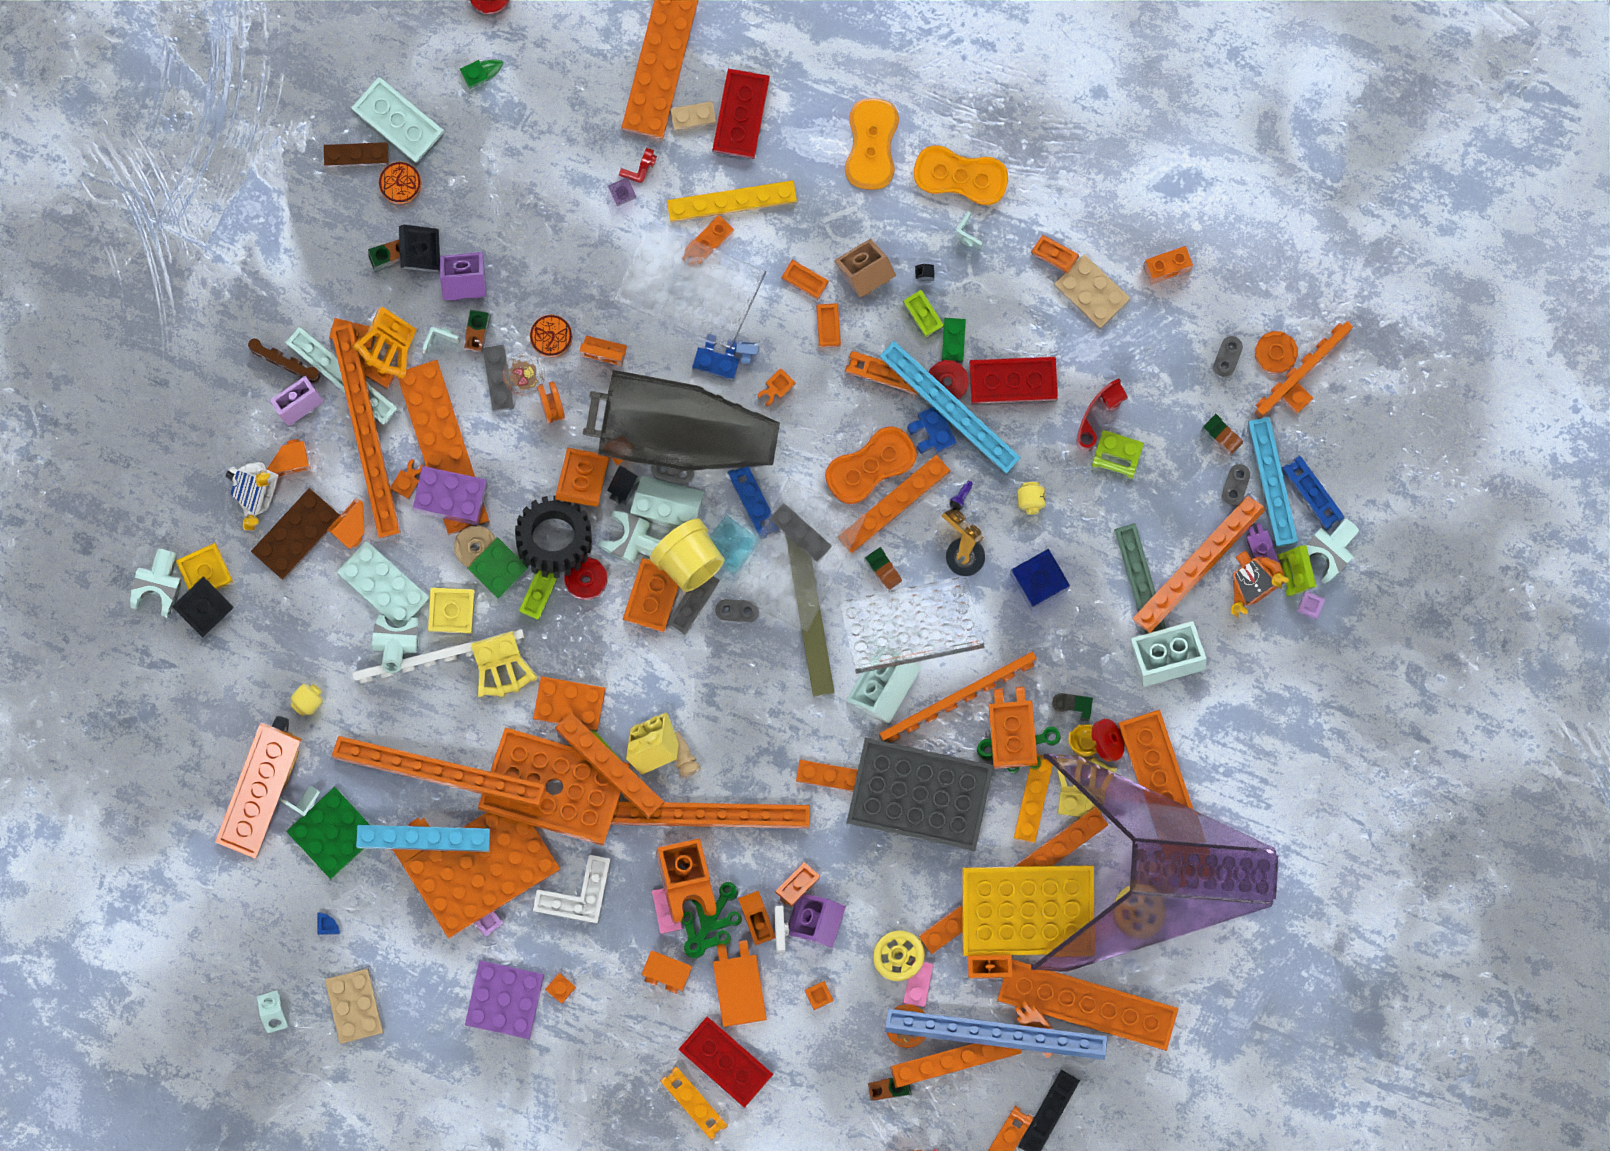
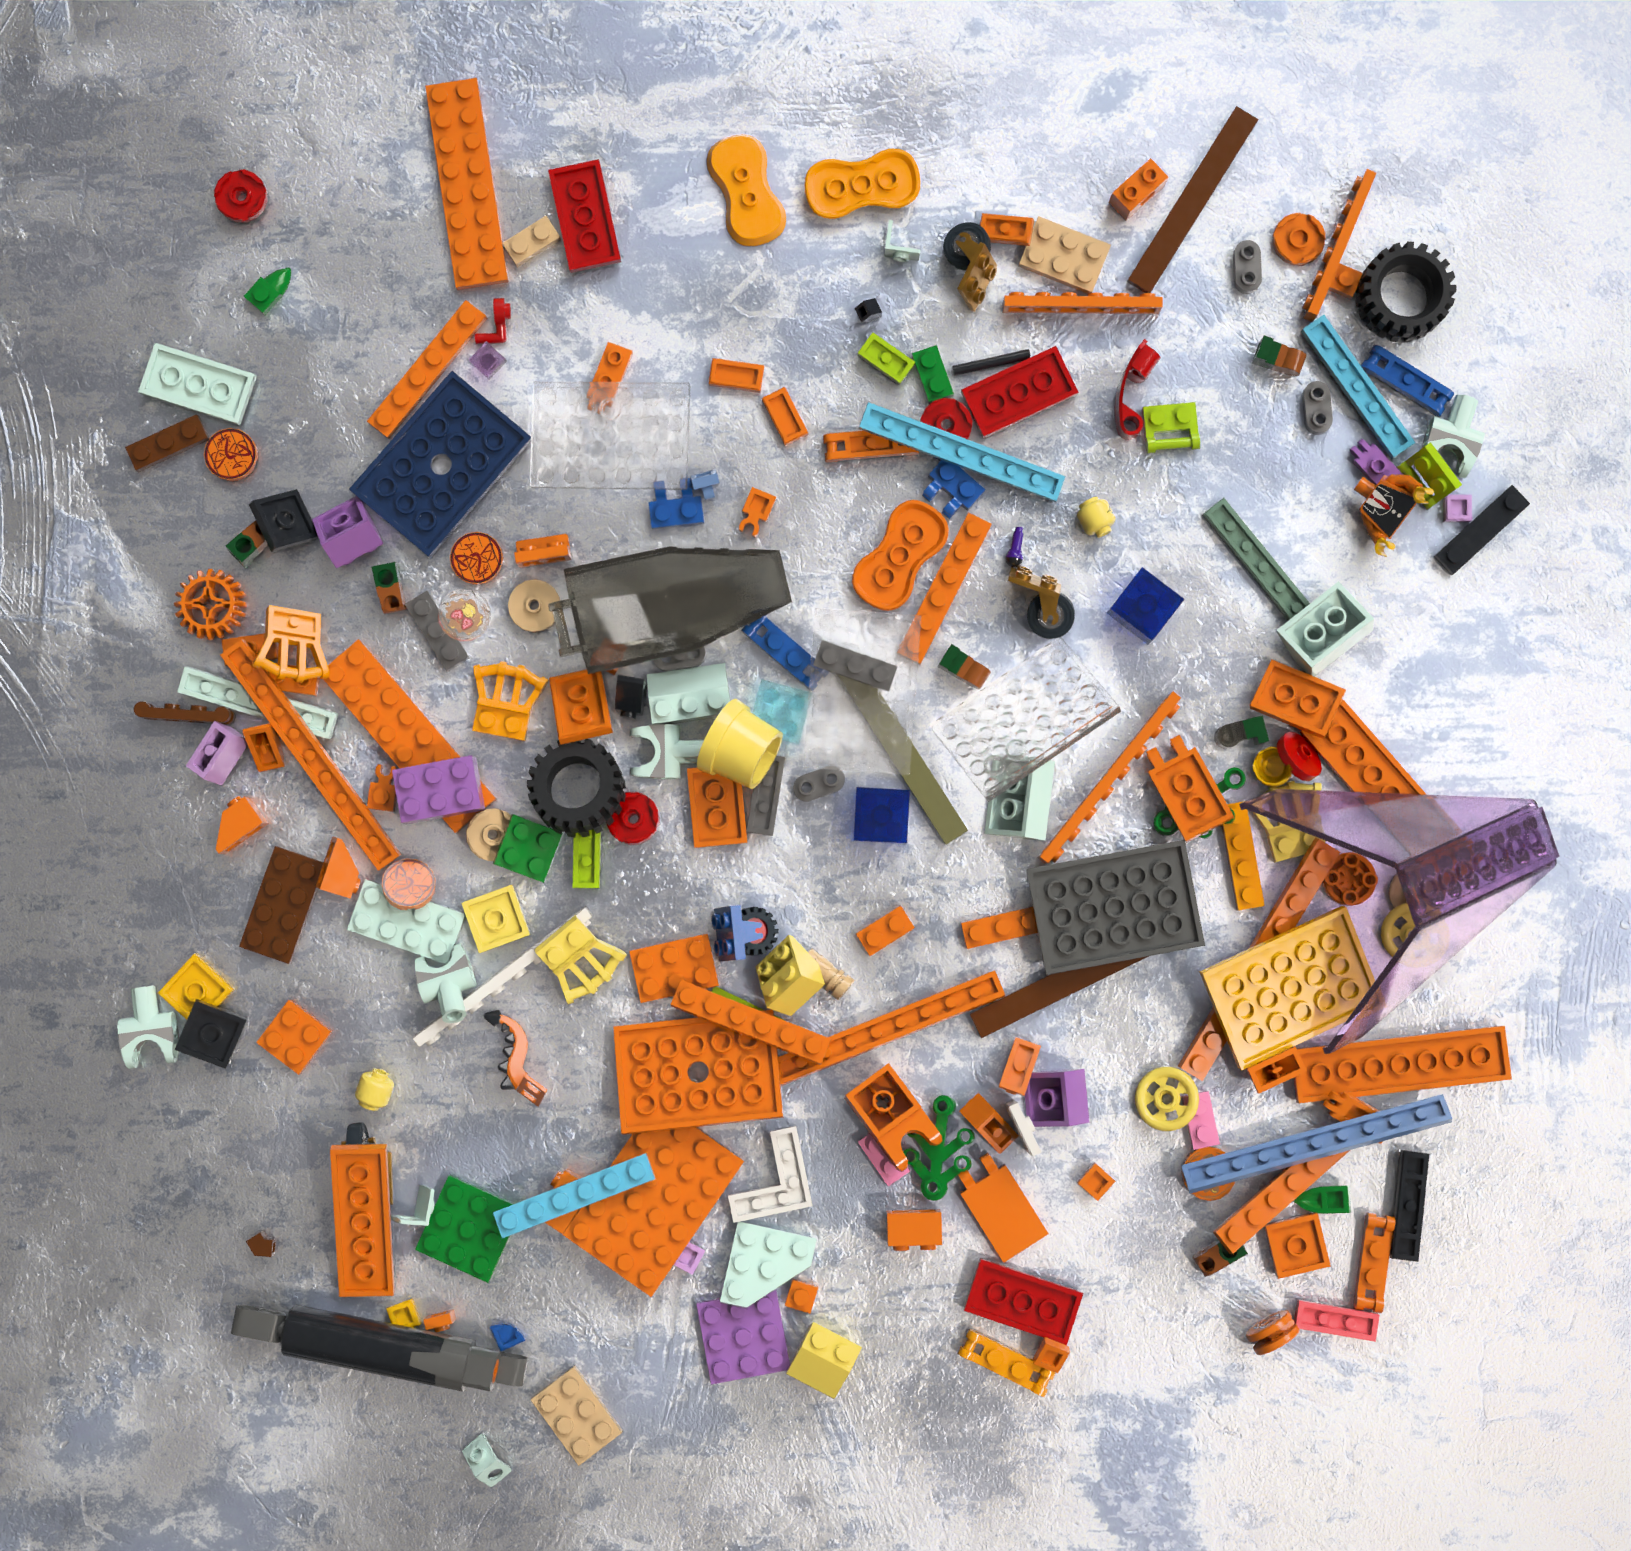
camera: 20 degrees left, 5 degrees up
(173, 780) = (262, 1245): none -> reddish brown piece
(232, 891) = (381, 1348): none -> piece
(253, 490) = (211, 875): torso -> none
(256, 877) = (404, 1314): none -> yellow tile
(263, 636) = (294, 1036): none -> orange plate
(282, 892) = (440, 1321): none -> orange plate
(333, 410) = (264, 747): none -> orange slope
(335, 296) = (209, 593): none -> orange gear
(397, 557) = (408, 884): none -> tile
(423, 718) = (516, 1055): none -> piece
(439, 771) = (560, 1111): orange plate -> none
(443, 333) = (353, 605): light aqua bracket -> none
(520, 463) = (501, 717): none -> light orange plate
(542, 950) = (763, 1262): none -> light aqua plate
(551, 403) = (509, 635): orange head -> none
(557, 1040) = (823, 1360): none -> light yellow slope
(570, 380) = (520, 601): none -> tan plate
(574, 179) = (427, 369): none -> orange plate
(577, 229) = (449, 423): none -> dark blue plate
(632, 696) = (742, 932): none -> blue plate
(729, 1109) = (1051, 1355): none -> orange plate
(731, 201) = (616, 320): yellow plate -> none
(739, 742) = (885, 930): none -> orange plate
(773, 653) = (881, 815): none -> clear blue brick
(840, 838) = (1040, 995): none -> reddish brown tile
(865, 268) = (799, 333): medium nougat slope -> none
(950, 1107) = (1297, 1245): none -> orange plate
(986, 346) = (991, 362): none -> black bar
(987, 1082) = (1326, 1200): none -> green plate
(1019, 257) = (968, 249): none -> pearl gold plate
(1097, 336) = (1091, 304): none -> orange plate
(1108, 850) = (1350, 879): none -> orange tile
(1125, 697) = (1297, 699): none -> orange plate
(1198, 564) = (1315, 514): orange plate -> none
(1207, 290) = (1192, 200): none -> reddish brown tile
(1322, 629) = (1482, 530): none -> black plate
(1353, 404) = (1422, 266): none -> black tyre

